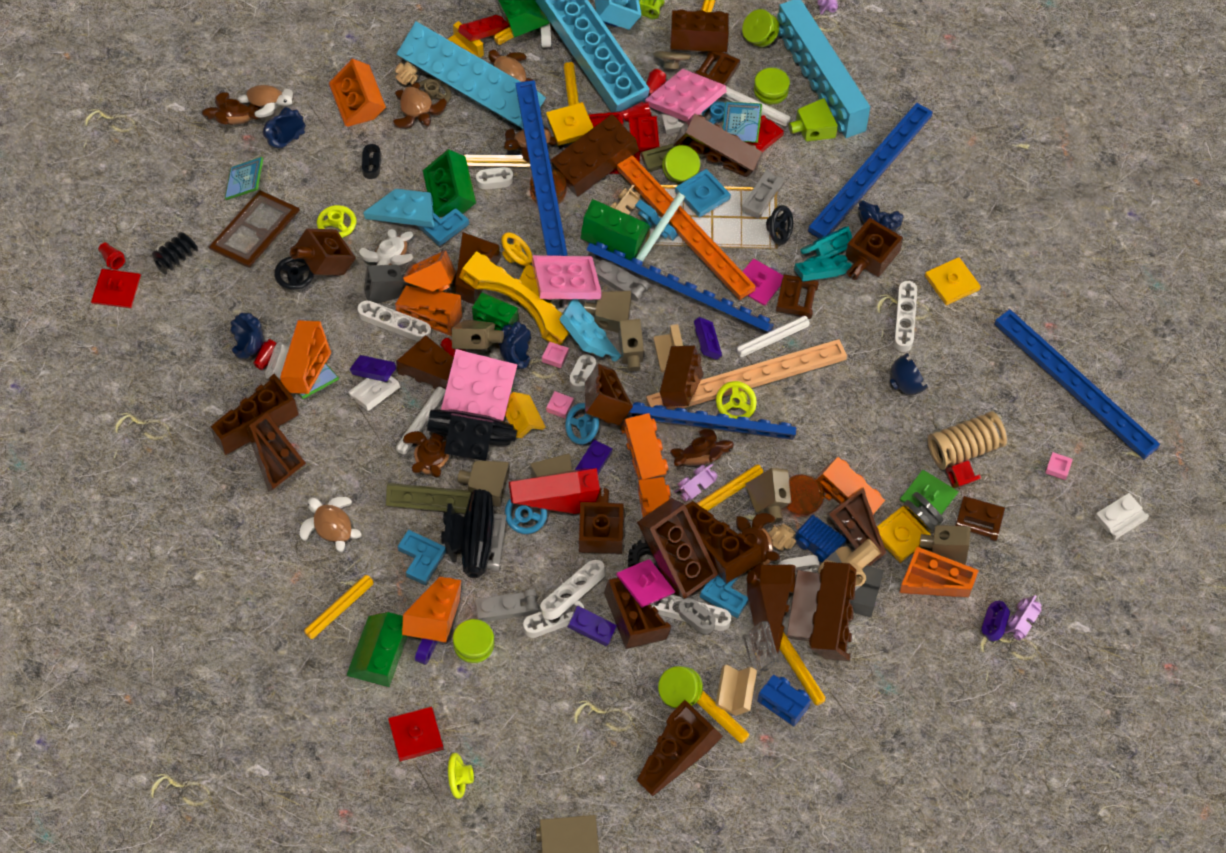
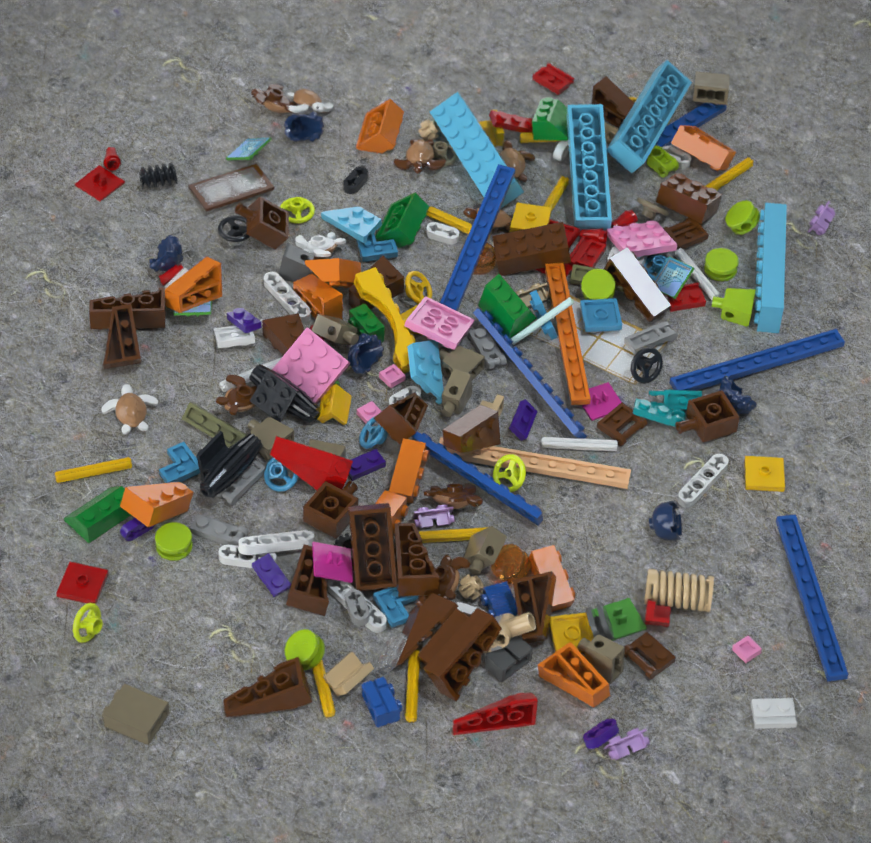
camera: 30 degrees right, 10 degrees down
(908, 641) = (506, 713): none -> red wedge

